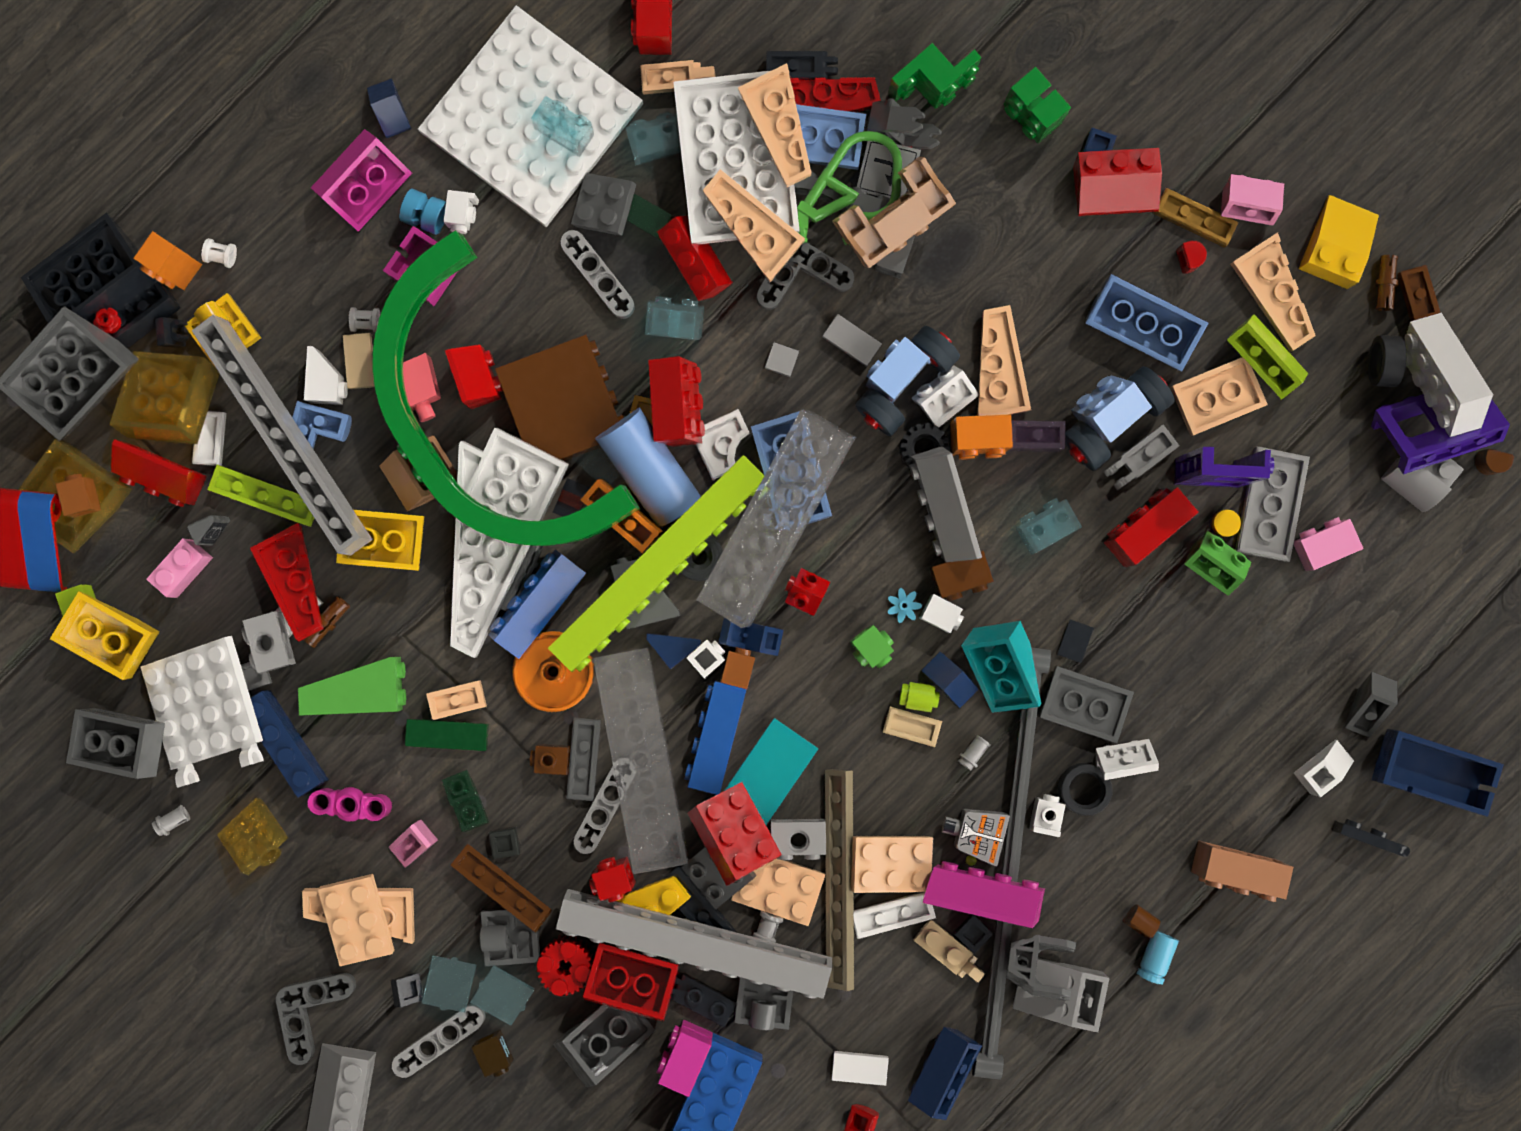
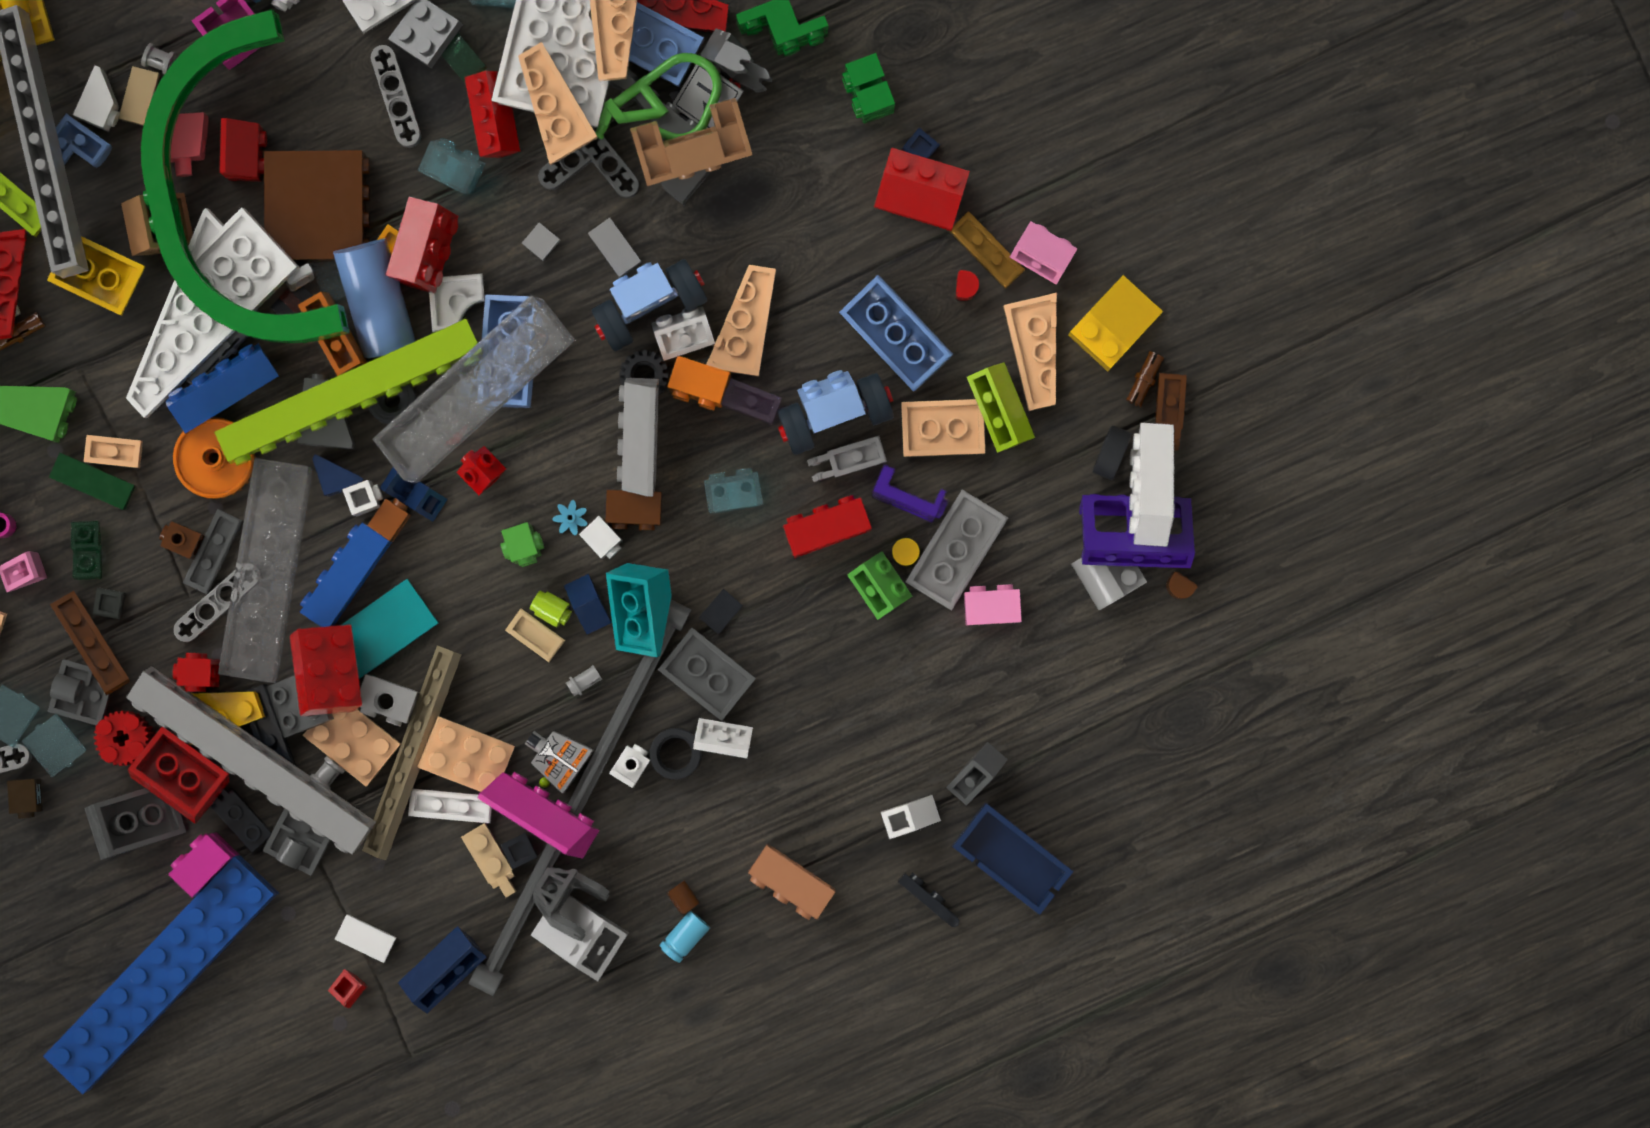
camera: 20 degrees right, 0 degrees up
(572, 474) = (300, 277): none -> white tile

